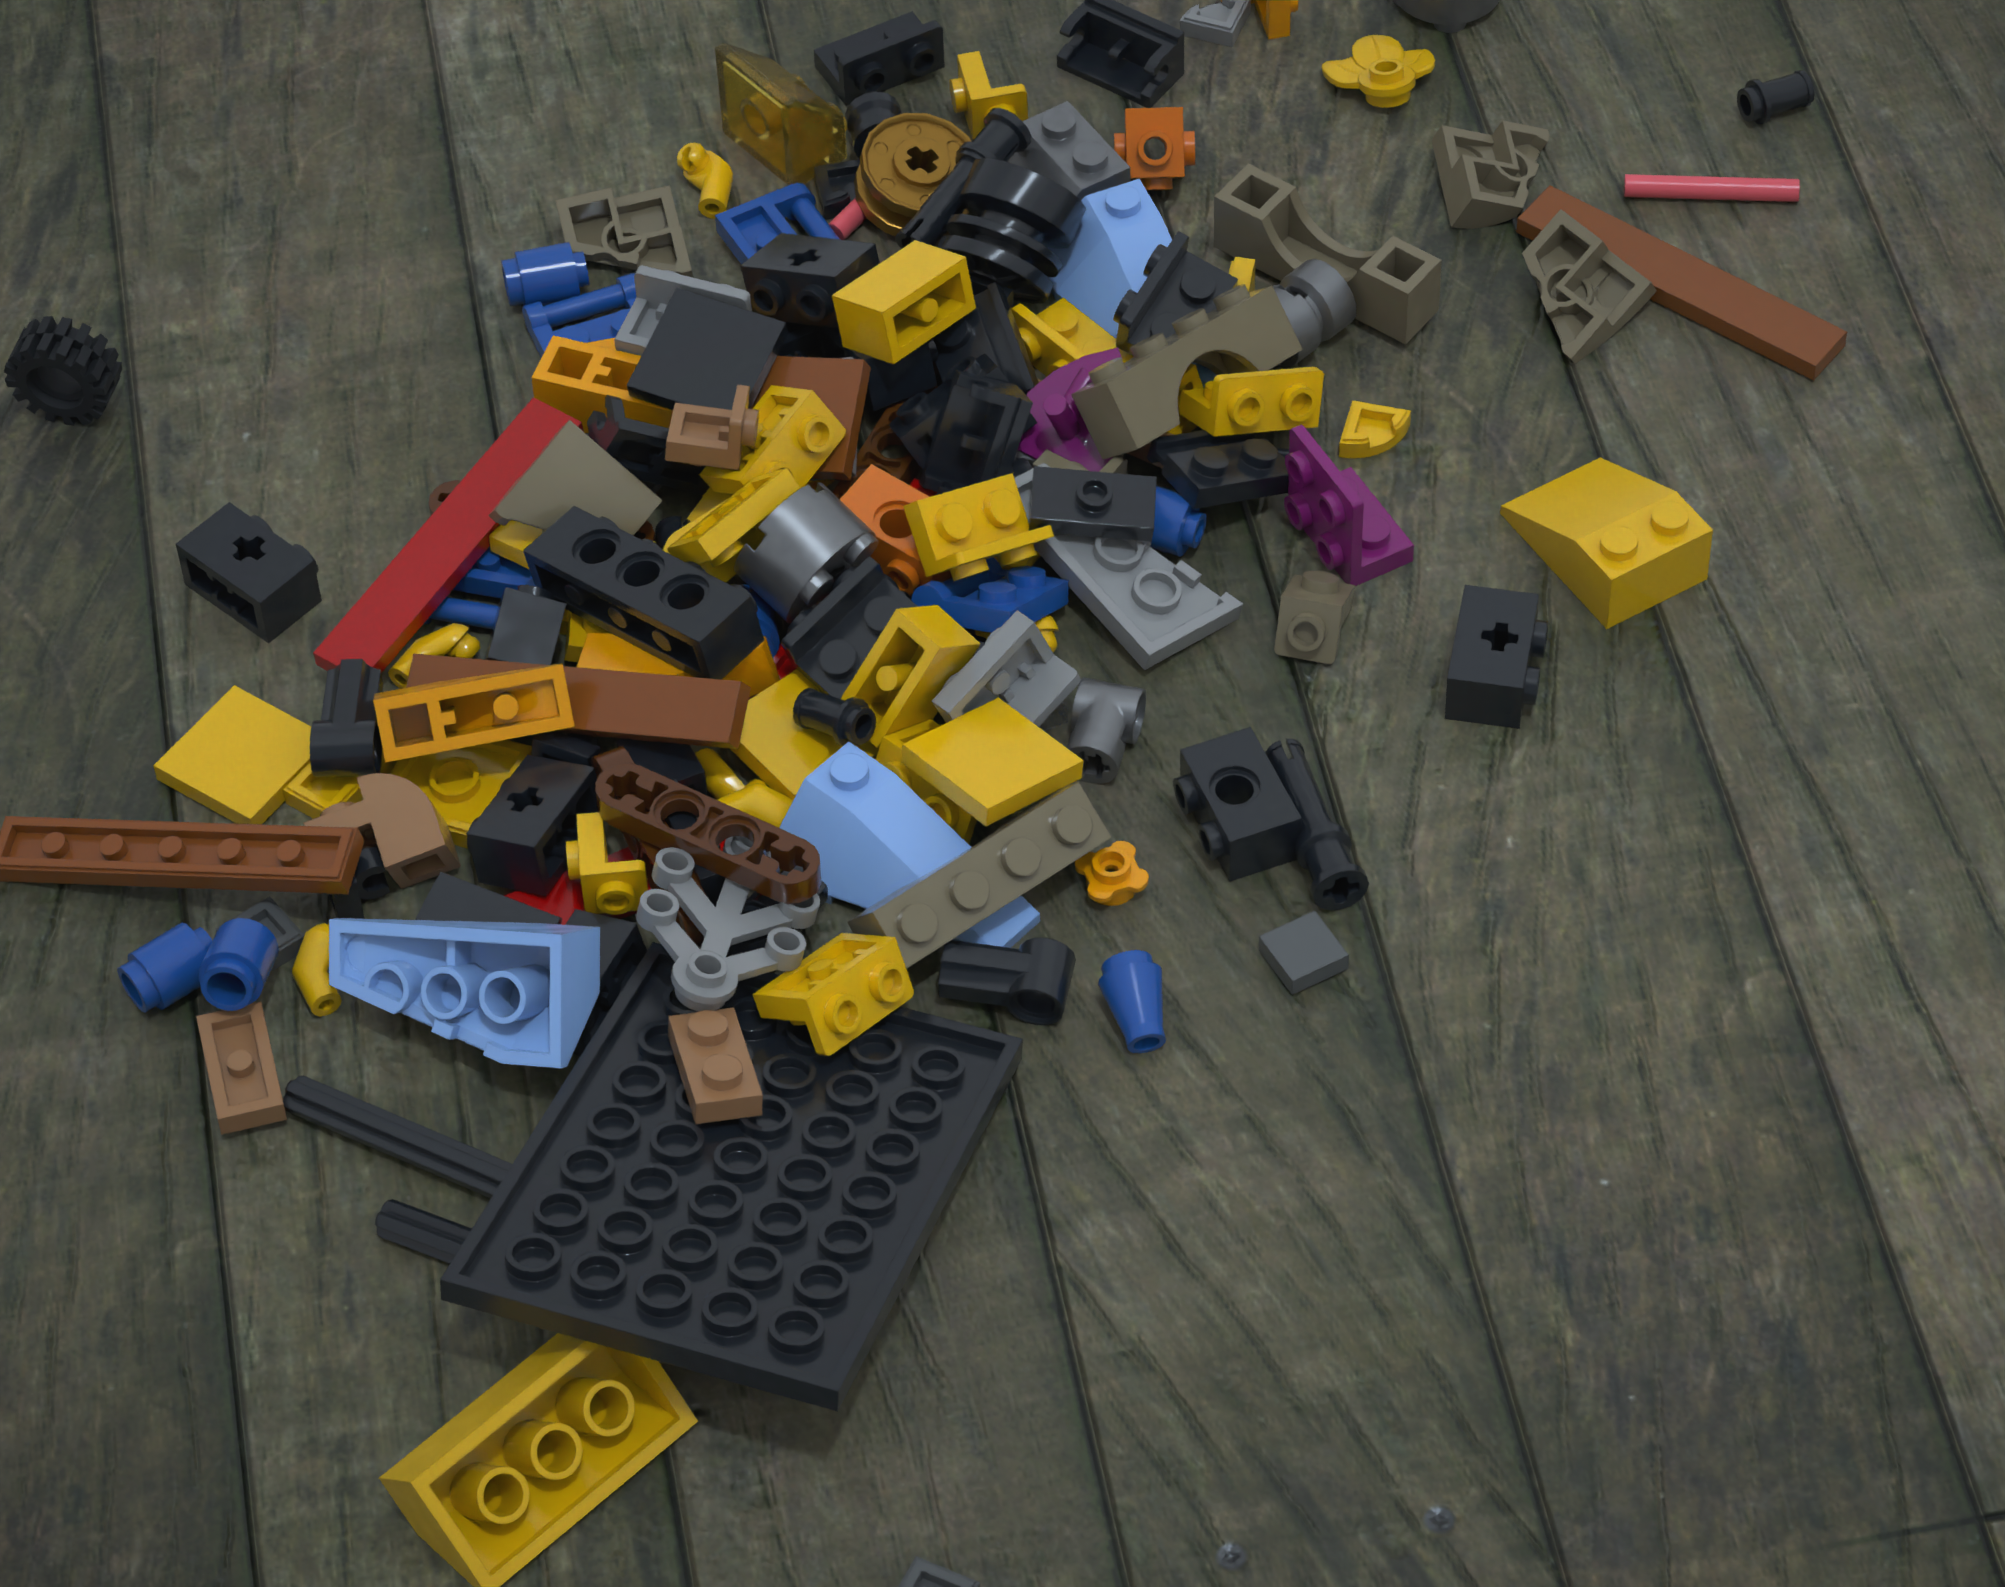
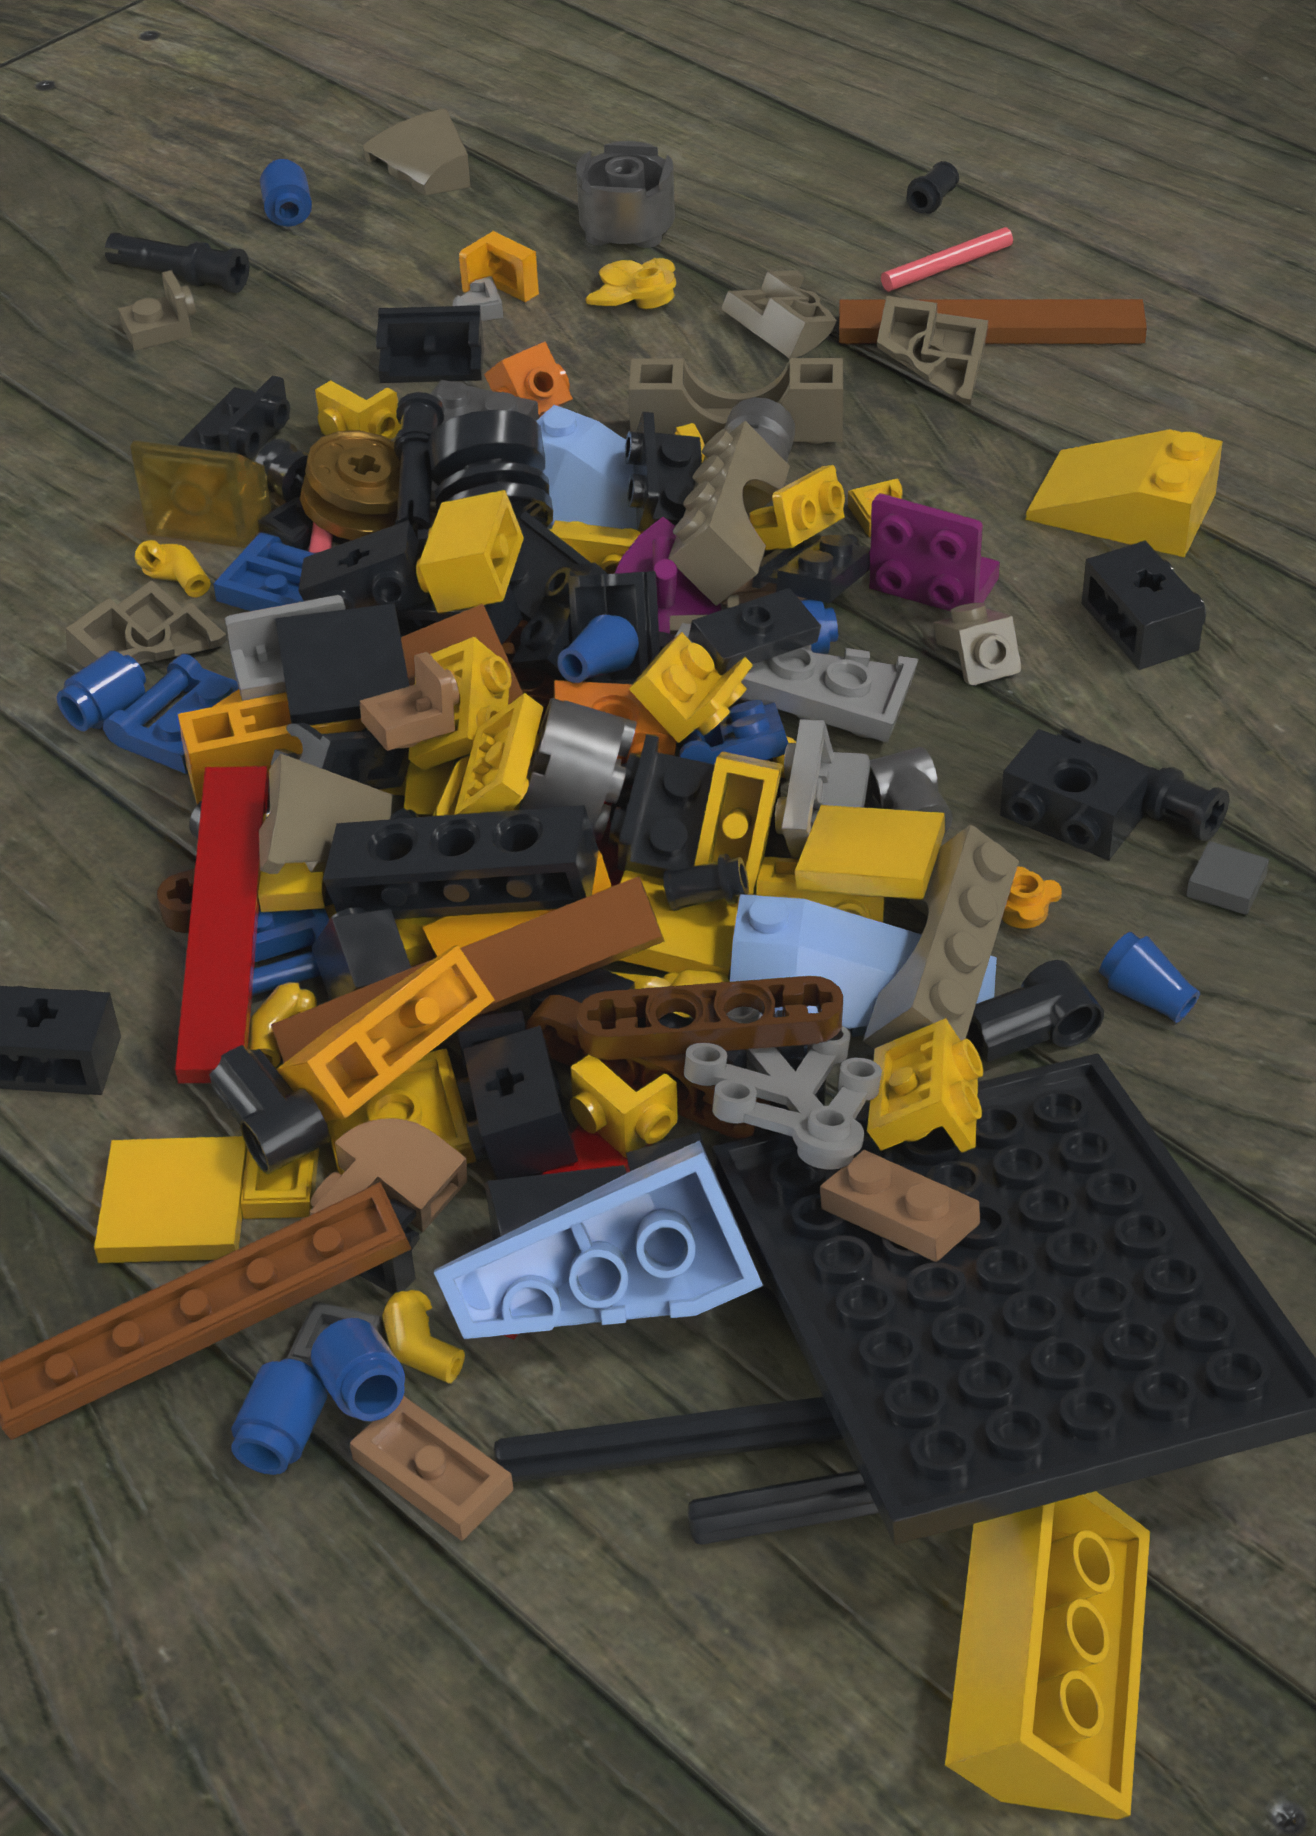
camera: 35 degrees left, 5 degrees down
(931, 454) = (601, 648): none -> blue cone

